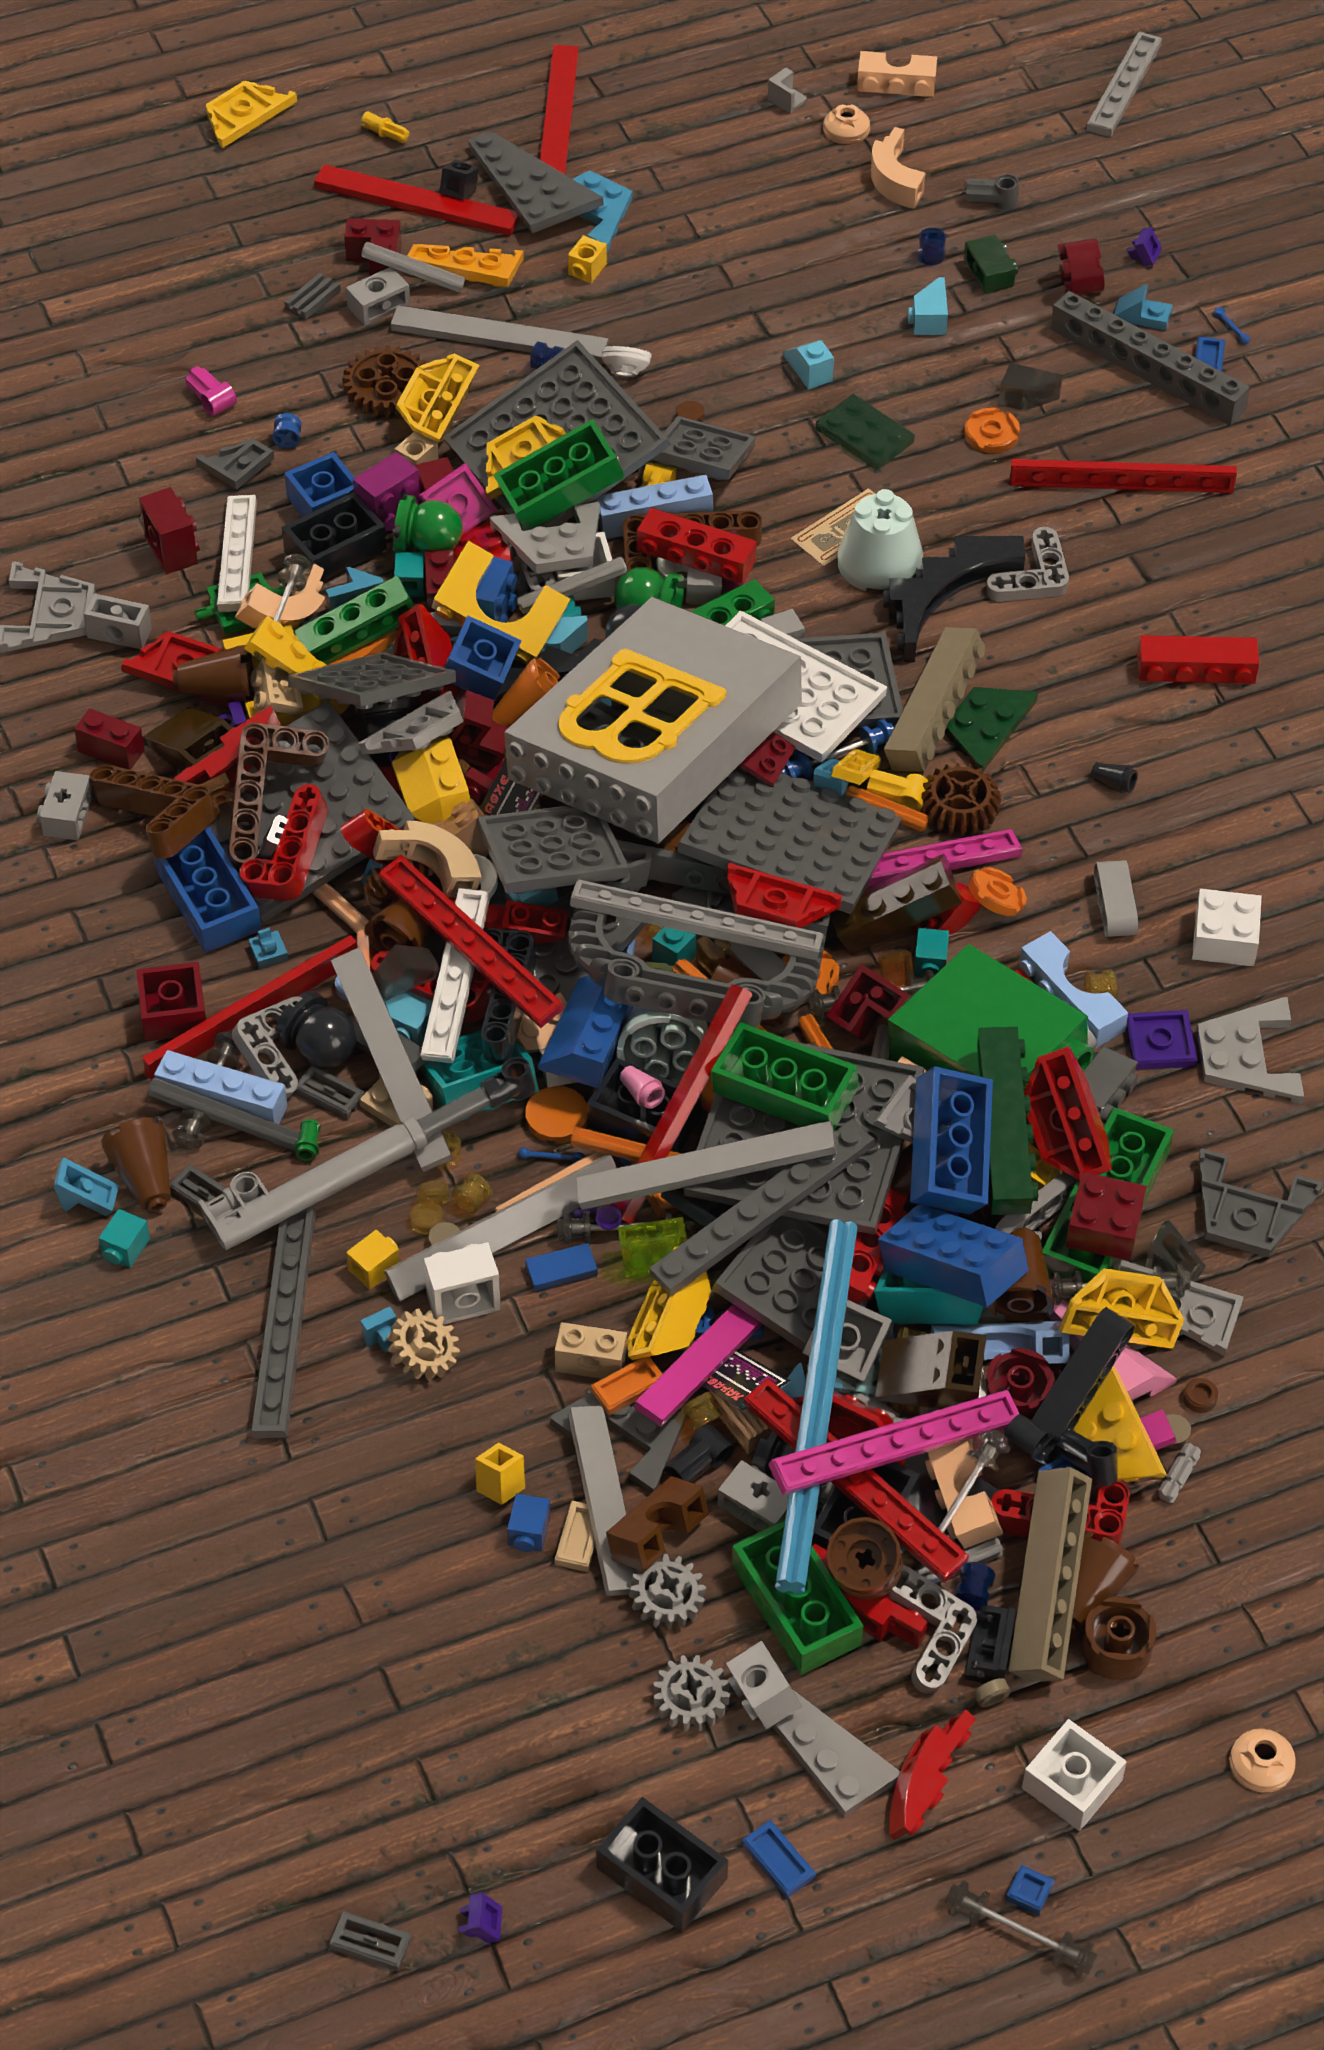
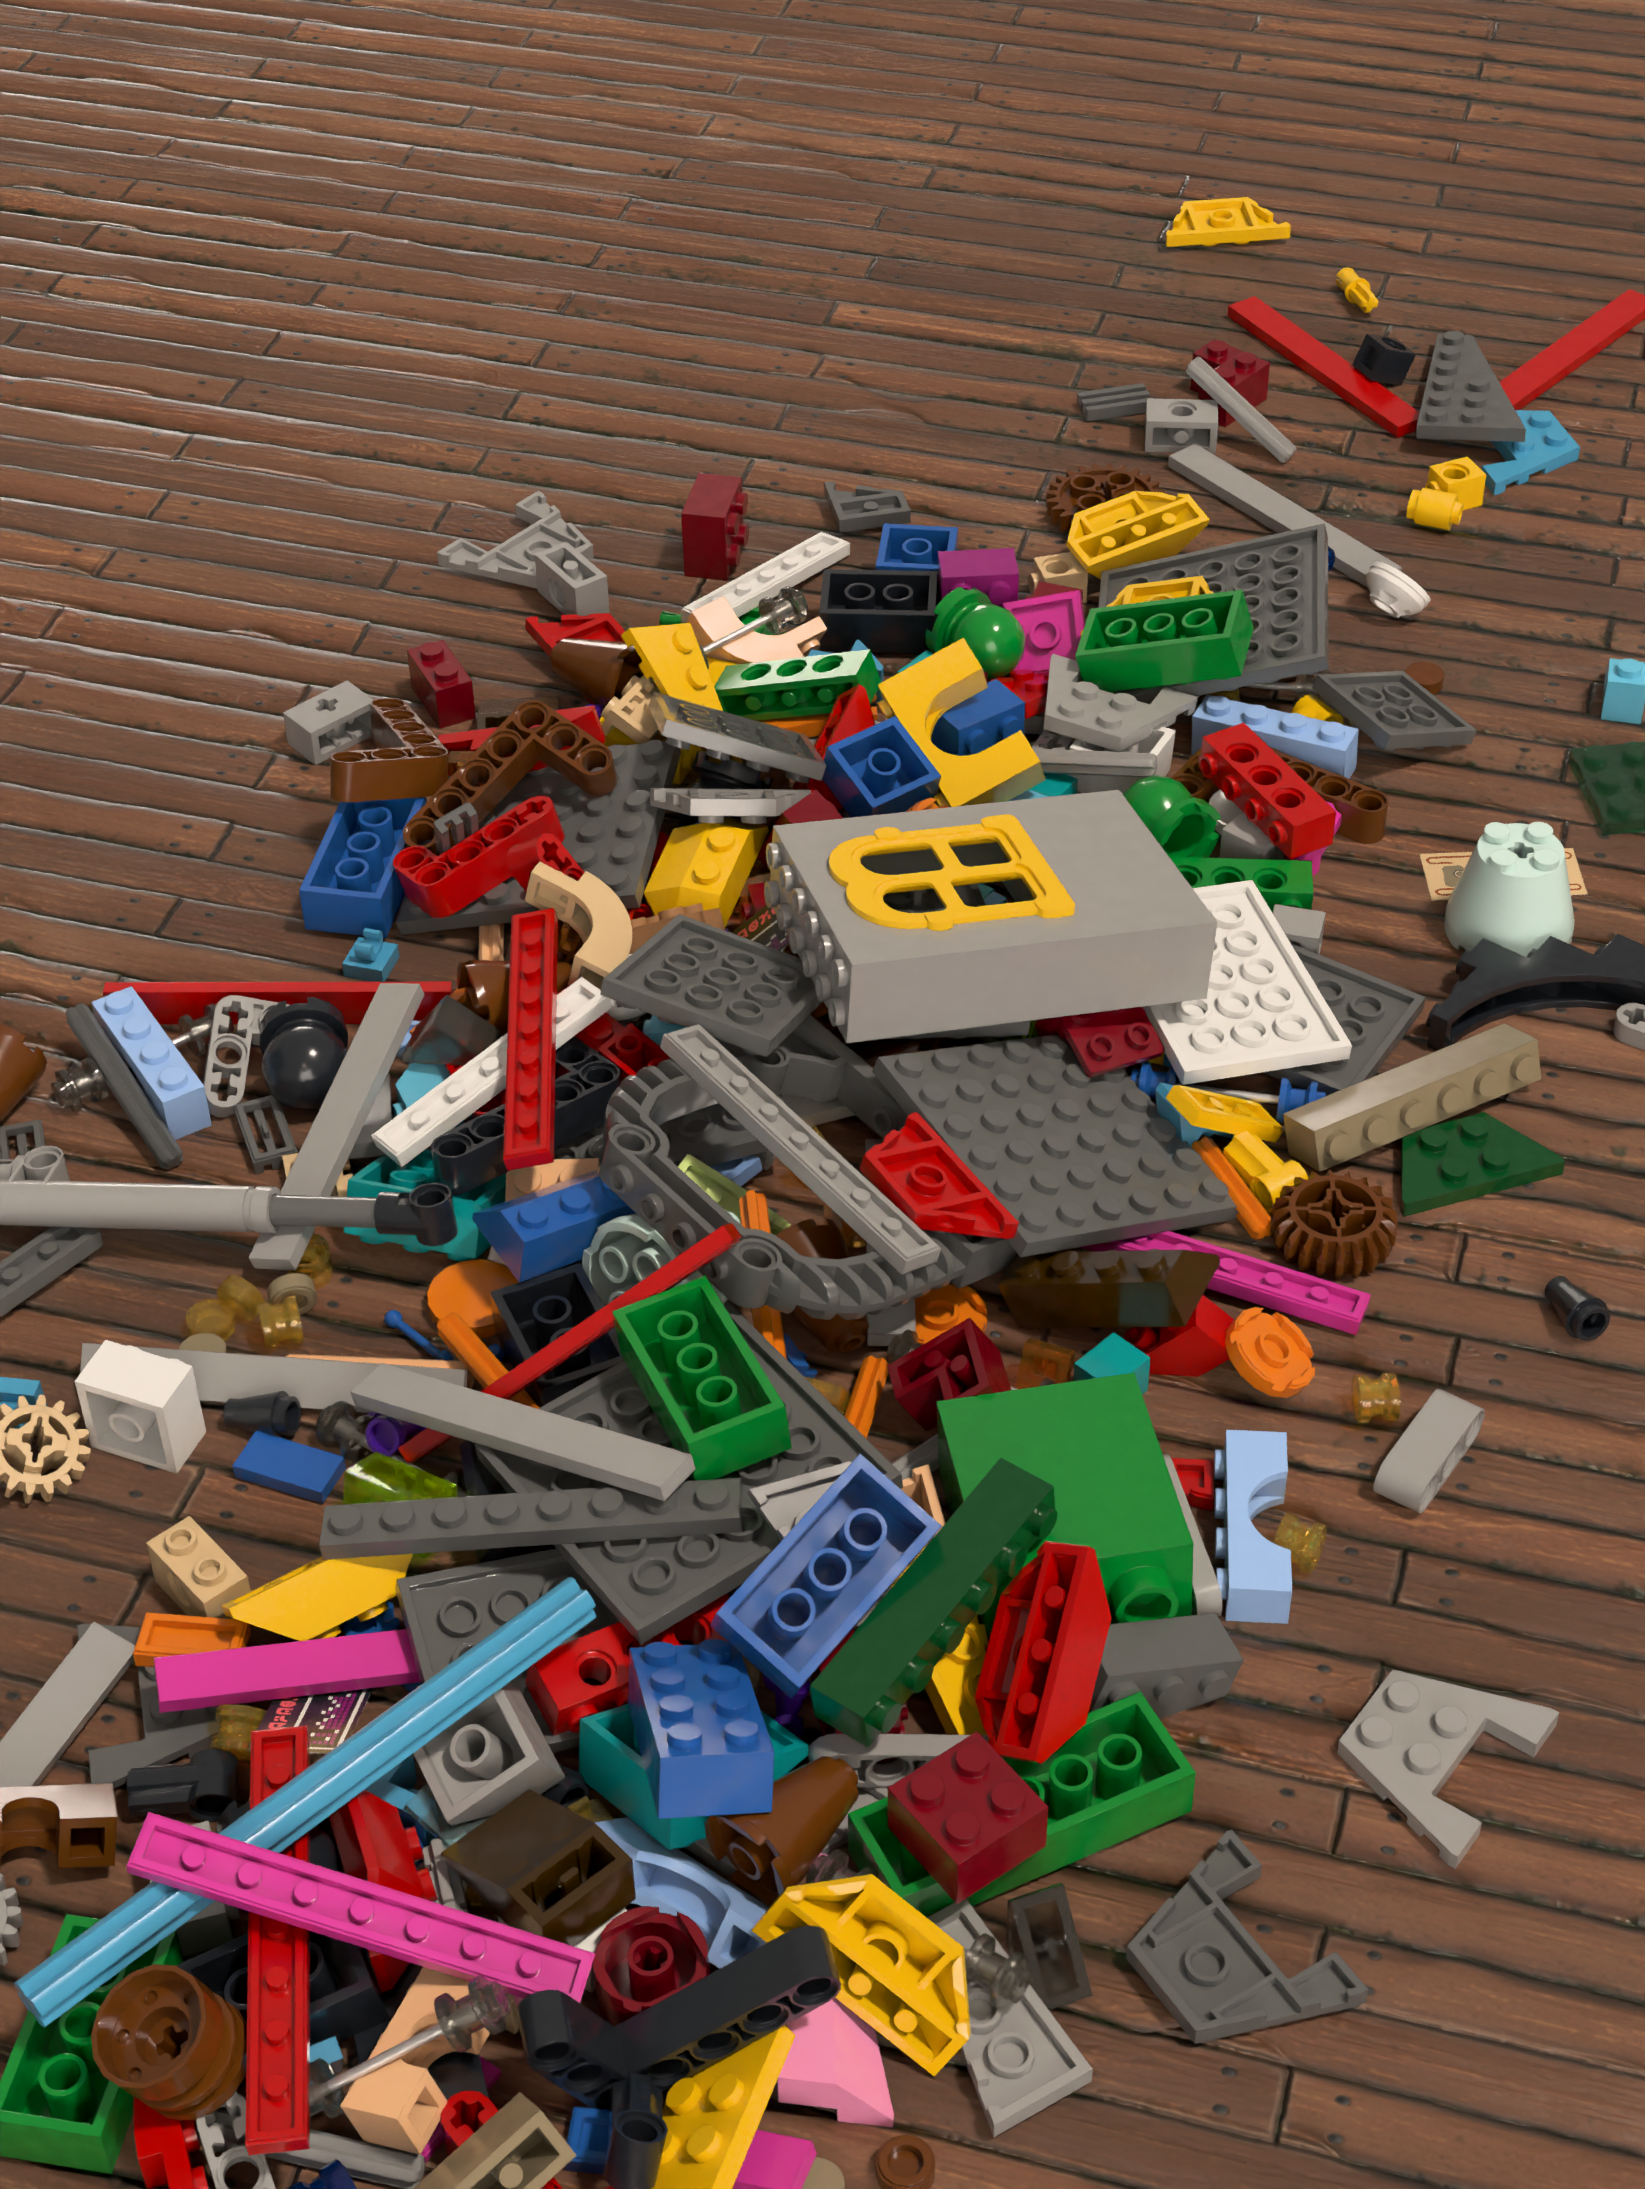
camera: 40 degrees right, 10 degrees down
(170, 999) = (203, 943): dark red brick -> none
(213, 394) = (909, 435): dark pink piece -> none
(287, 430) = (947, 500): blue wheel -> none
(307, 1147) = (182, 1164): green pin -> none
(371, 1257) = (96, 1319): yellow brick -> none
(459, 1172) = (290, 1285): none -> dark tan tile
(473, 266) = (1320, 441): light orange wing -> none
(520, 1247) = (268, 1413): none -> black cone
(590, 283) = (1434, 508): none -> yellow brick
(644, 1088) = (560, 1305): bright pink cone -> none
(671, 945) = (793, 1198): teal brick -> none
(1067, 885) = (1375, 1397): none -> clear yellow wheel
(1161, 1040) = (1323, 1662): dark purple tile -> none
(1227, 927) = (1551, 1571): white brick -> none

